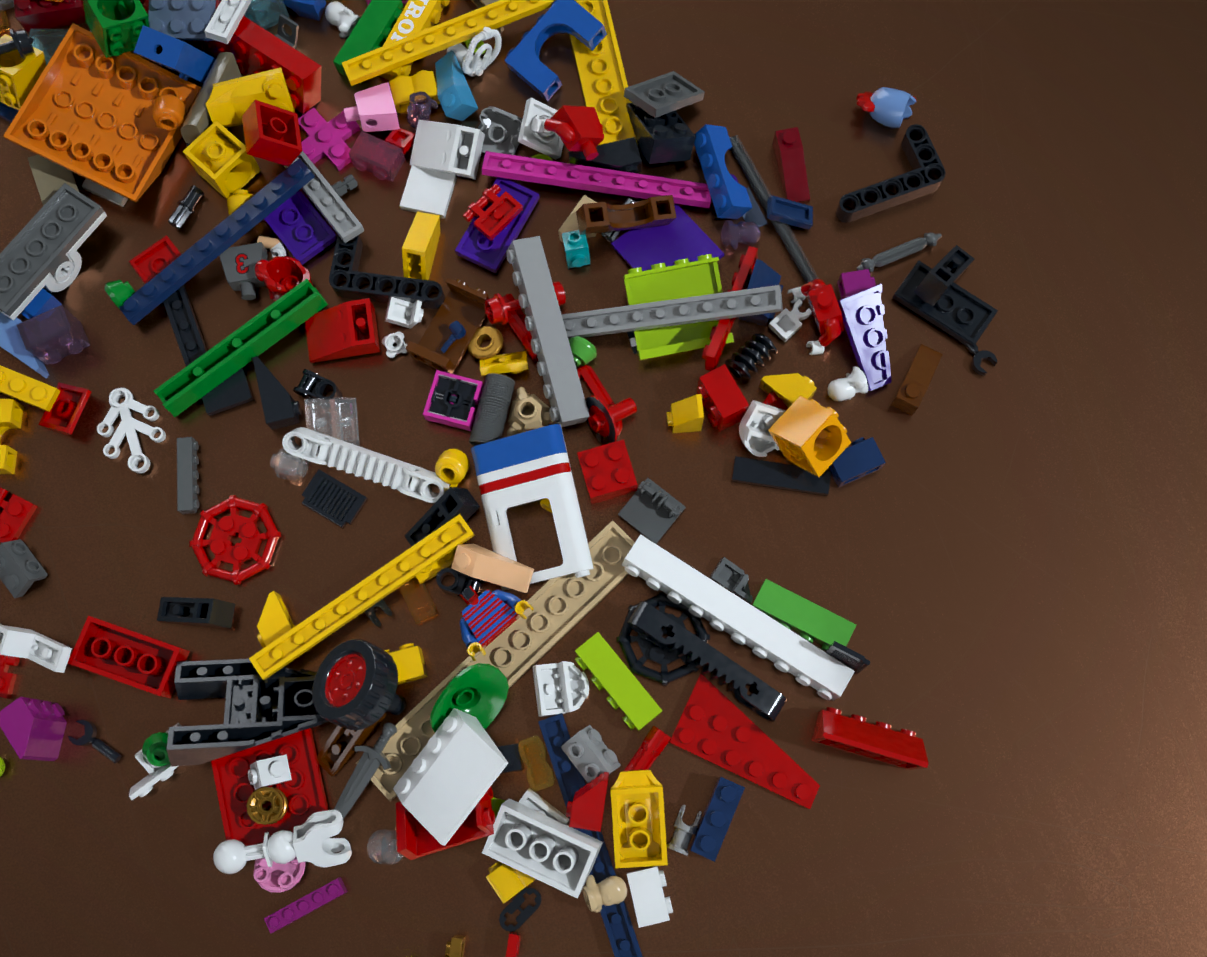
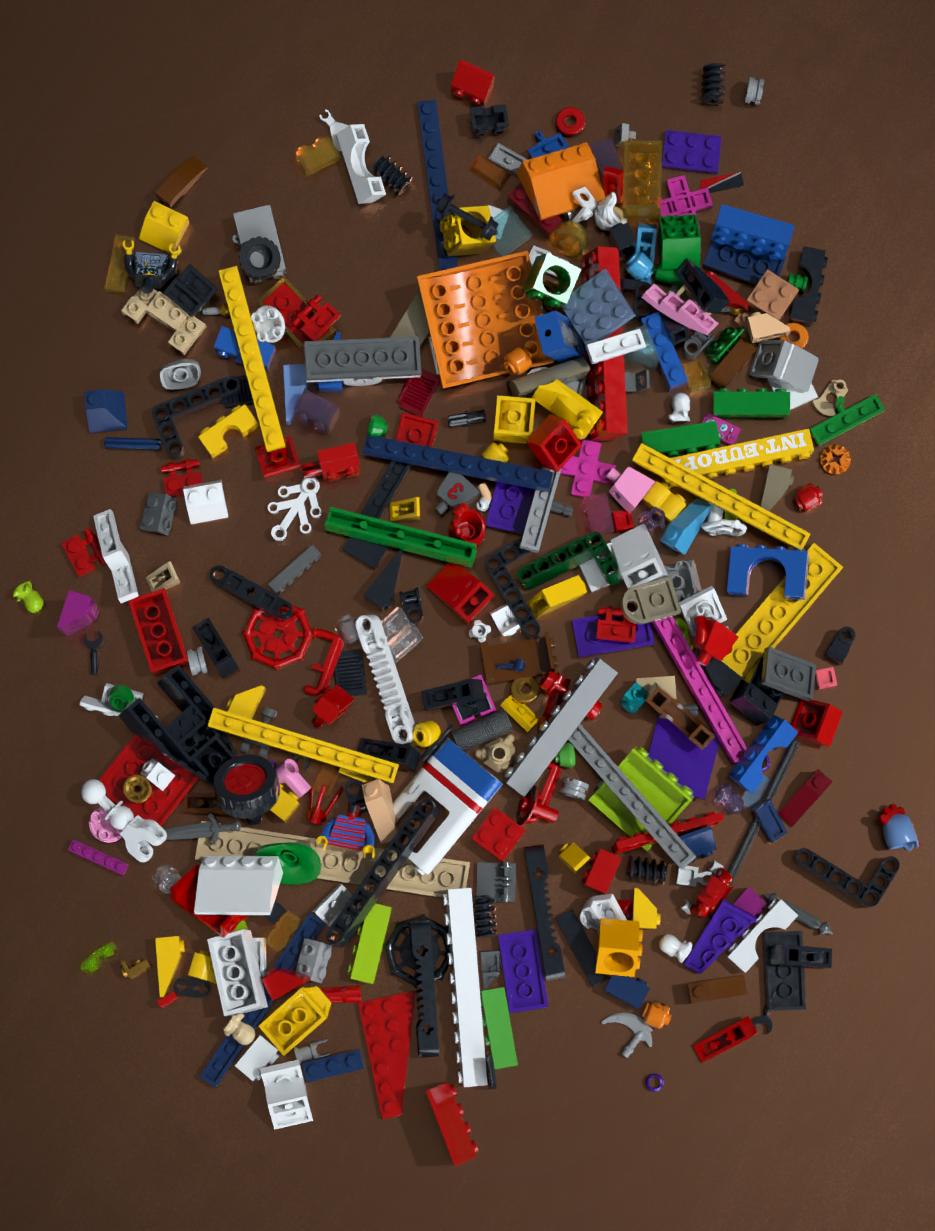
camera: 45 degrees right, 5 degrees up
(44, 510) = (205, 501): none -> white slope
(79, 607) = (163, 577): none -> tan slope
(116, 355) = (334, 463): none -> red brick
(123, 234) = (418, 393): none -> dark red window
(186, 527) = (262, 599): none -> black piece
(192, 641) = (197, 661): none -> light grey wheel
(221, 323) = (405, 510): none -> yellow slope
(305, 610) = (268, 714): none -> dark grey bar
(307, 510) = (330, 662): none -> red piece
(347, 539) = (331, 705): none -> red brick
(388, 634) = (288, 774): none -> bright pink piece
(393, 207) = (571, 560): none -> dark green beam
(433, 408) = (453, 694): none -> black slope
(444, 639) = (315, 814): none -> red plant
(469, 911) = (169, 954): none -> yellow slope
(470, 468) = (431, 749): none -> black piece
(498, 159) = (652, 601): none -> dark tan plate
(565, 621) = (373, 876): none -> black beam
(618, 366) = (574, 788): none -> light grey wheel
(673, 35) = (839, 647): none -> black piece
(678, 545) = (484, 916): none -> black piece
(693, 72) = (825, 678): none -> coral tile
(710, 893) = (286, 1094): none -> white bracket
(728, 105) = (816, 721): none -> red slope
(761, 549) = (523, 971): none -> dark purple plate
(777, 515) = (554, 965): none -> black gear
(899, 479) = (637, 1025): none -> light grey piece
(901, 323) = (779, 916): none -> white arch
(901, 452) = (656, 1014): none -> orange head
(974, 405) = (725, 1039): none -> red slope
(976, 505) = (661, 1082): none -> dark purple piece

